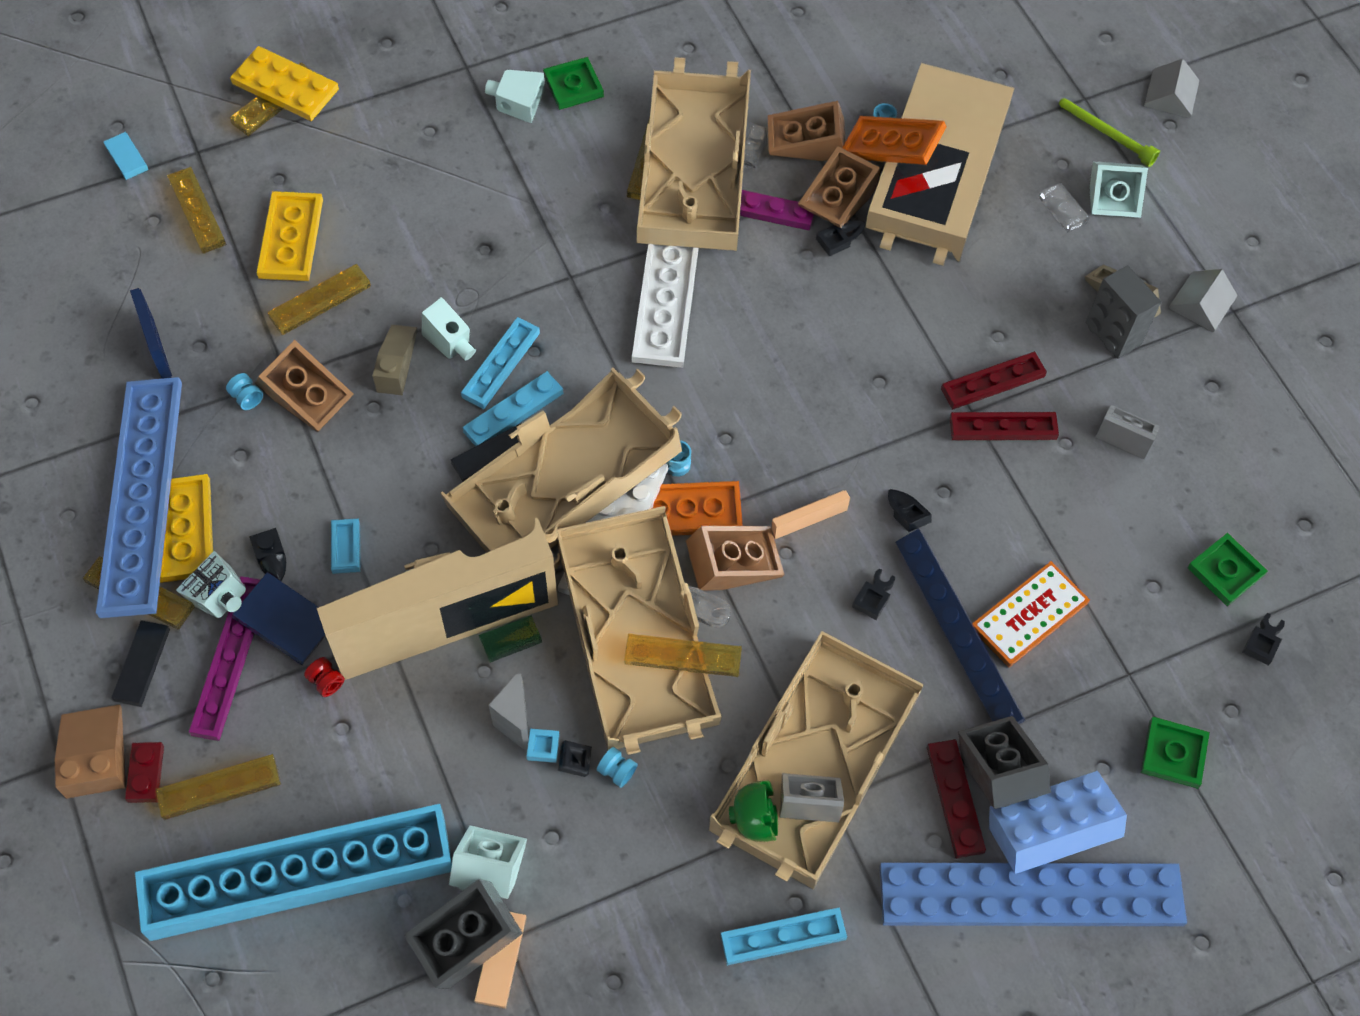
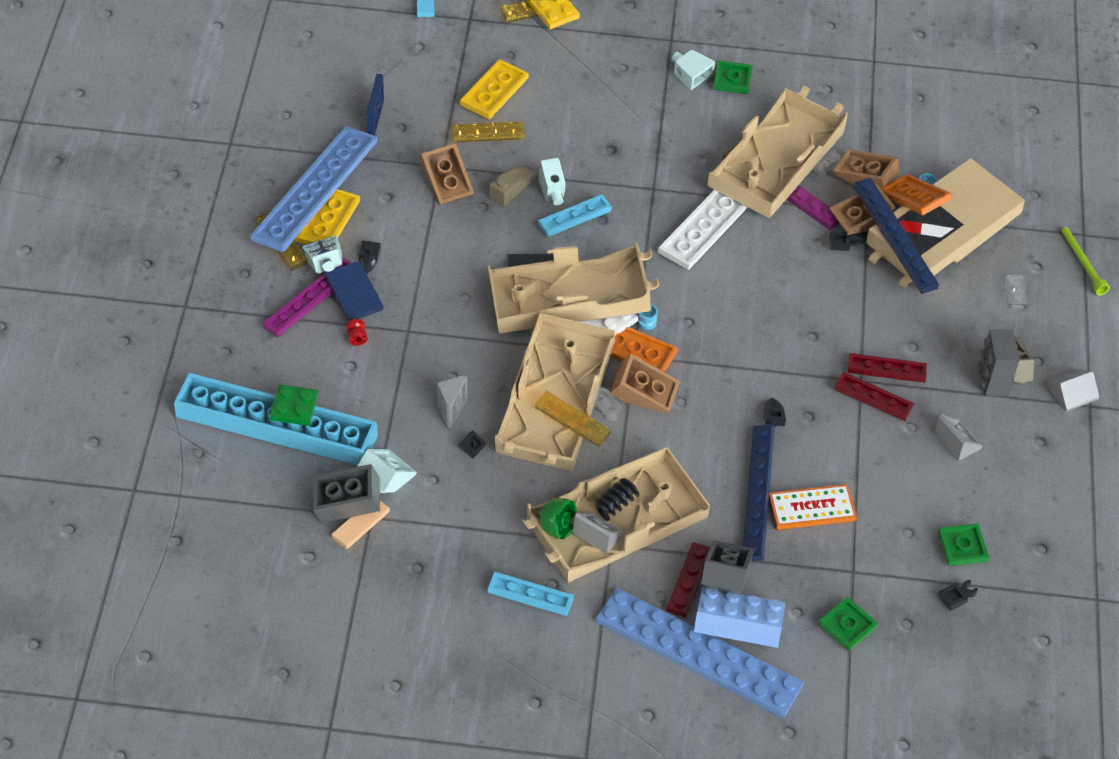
camera: 30 degrees right, 10 degrees down
(90, 752) = (202, 309): medium nougat slope -> none
(140, 663) = (259, 277): black tile -> none
(144, 772) = (226, 333): dark red plate -> none
(196, 210) = (447, 50): clear yellow plate -> none
(218, 787) = (261, 359): clear yellow plate -> none
(242, 388) = (410, 162): medium azure wheel -> none
(314, 842) = (294, 405): none -> green plate
(345, 546) = (415, 272): medium azure tile -> none
(440, 603) = (446, 318): tan piece -> none
(510, 638) = (478, 366): clear green tile -> none
(513, 409) = (585, 243): medium azure plate -> none
(543, 745) = (457, 427): medium azure tile -> none
(617, 767) = (493, 459): medium azure wheel -> none
(805, 738) = (614, 497): none -> black piece
(810, 514) = (709, 385): light nougat tile -> none
(873, 596) = (716, 449): black plate -> none
(906, 204) = (896, 236): none -> dark blue plate
(1117, 189) = (1060, 296): light aqua slope -> none

